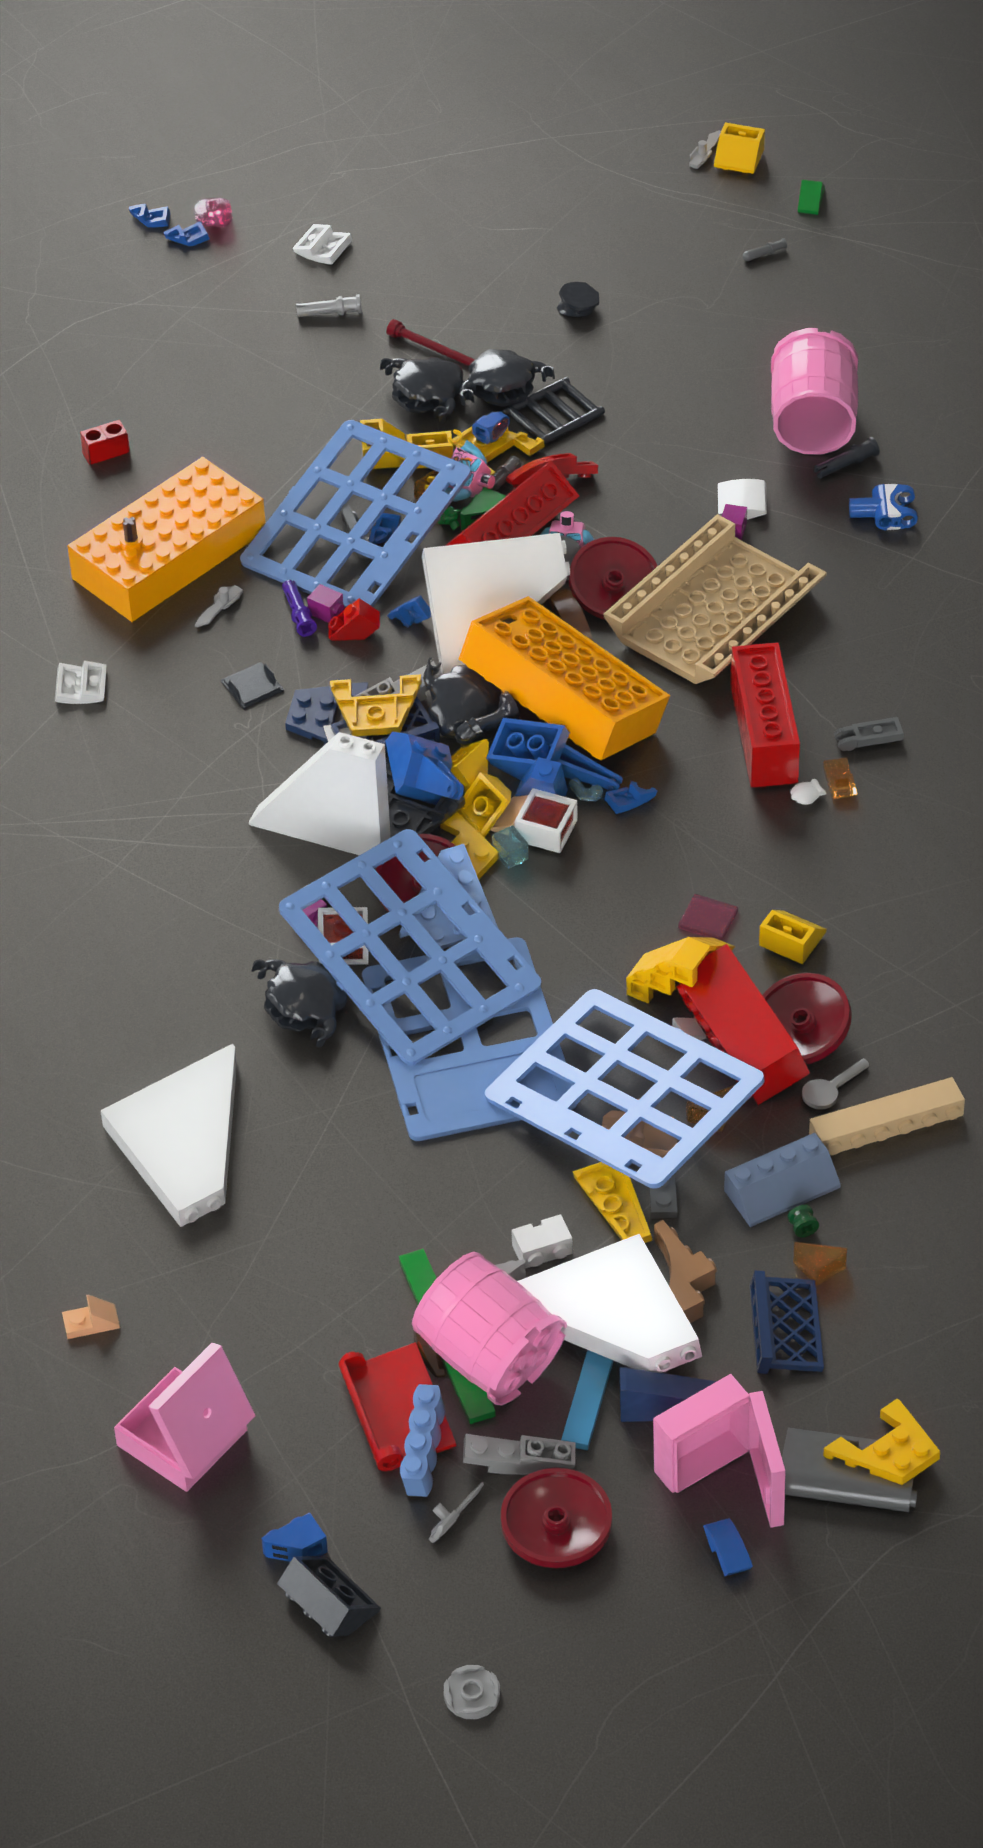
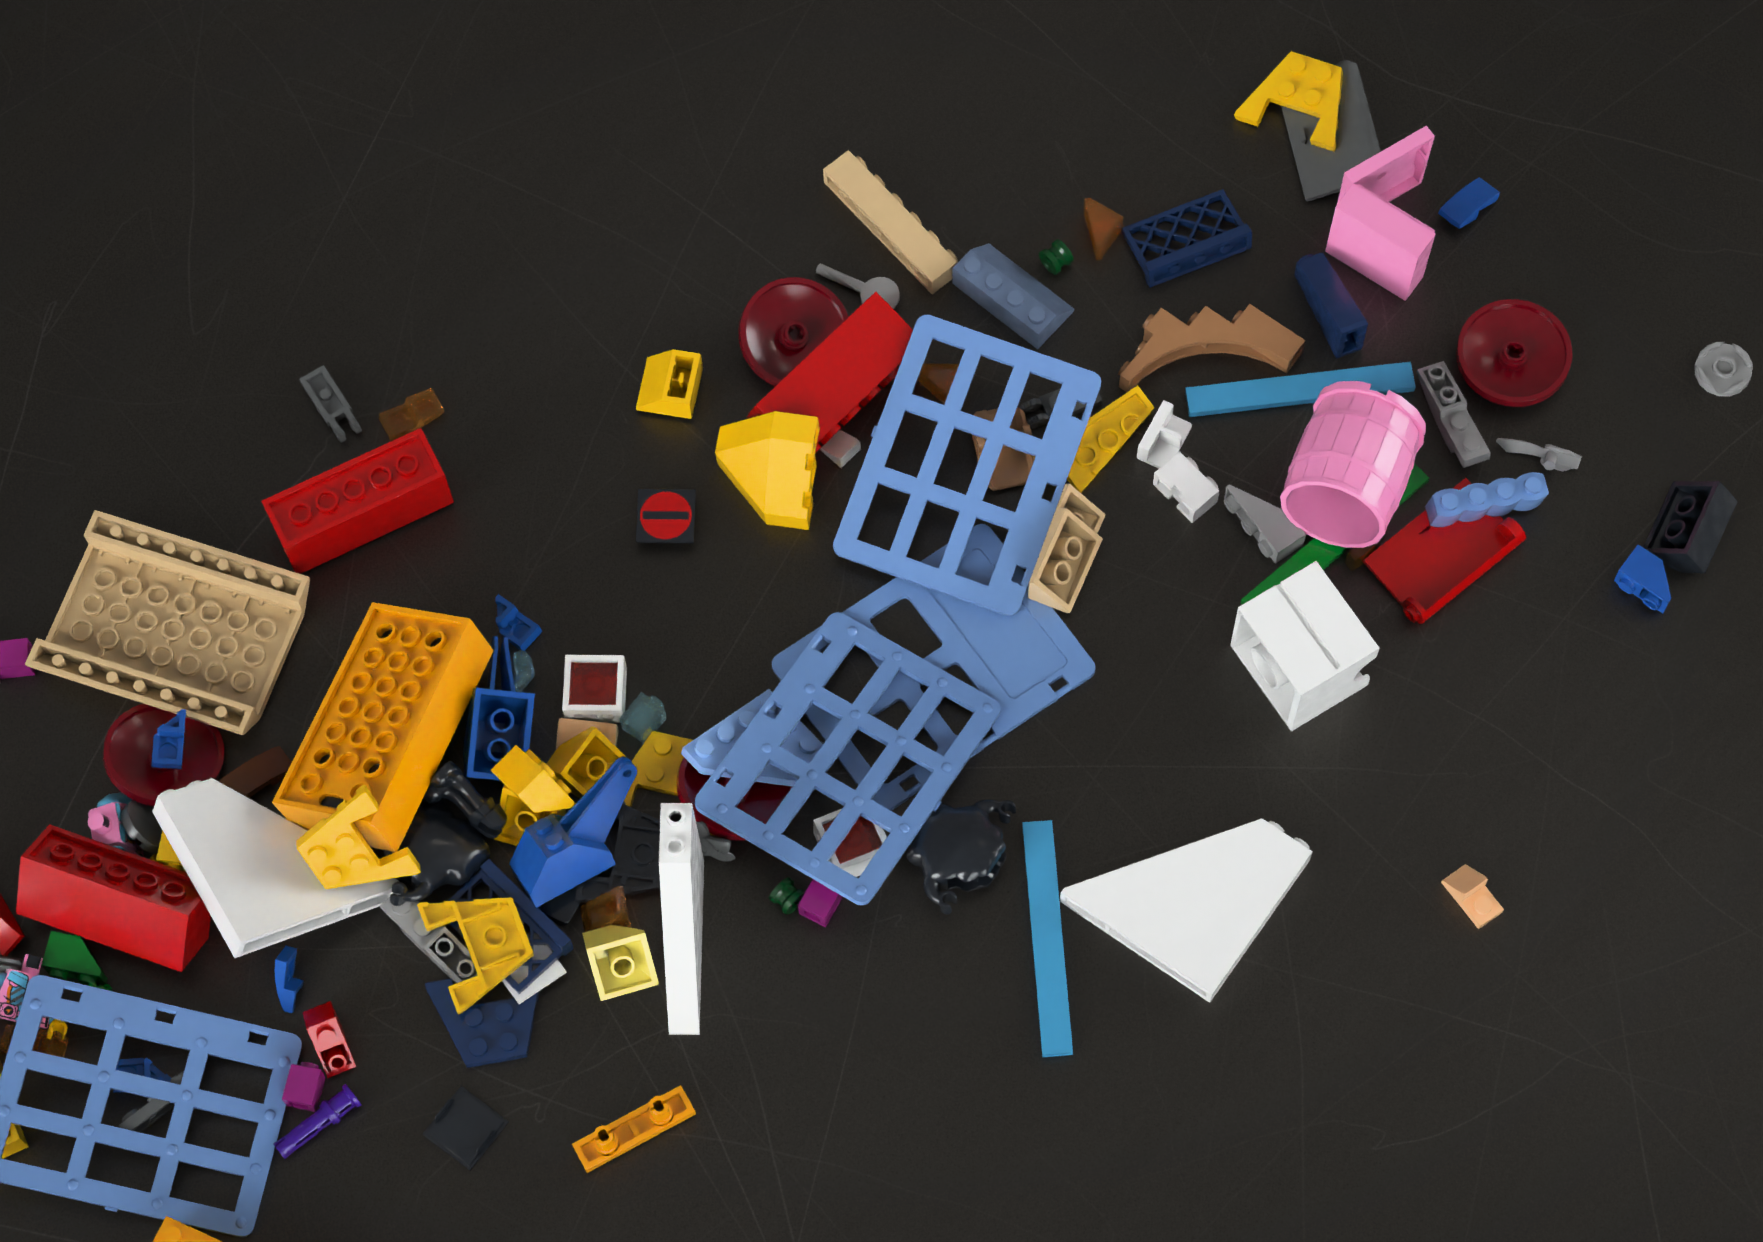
camera: 110 degrees left, 20 degrees up
(188, 1419) = (1574, 732): bright pink container -> none
(196, 765) = (633, 1128): none -> light orange plate
(208, 1039) = (1047, 939): none -> dark azure tile
(222, 600) = (328, 1223): light grey piece -> none
(347, 1248) = (1303, 645): none -> white piece
(473, 745) = (532, 781): none -> yellow slope
(474, 607) = (341, 853): none -> yellow wing
(523, 1139) = (1066, 551): none -> tan slope
(544, 776) = (549, 706): blue slope -> none
(593, 1236) = (1163, 437): none -> white panel
(614, 574) = (169, 743): none -> blue slope
(619, 1307) = (1253, 379): white slope -> none
(675, 903) = (665, 516): none -> piece
(708, 917) = (667, 473): clear pink piece -> none
(807, 792) = (444, 440): white animal -> none

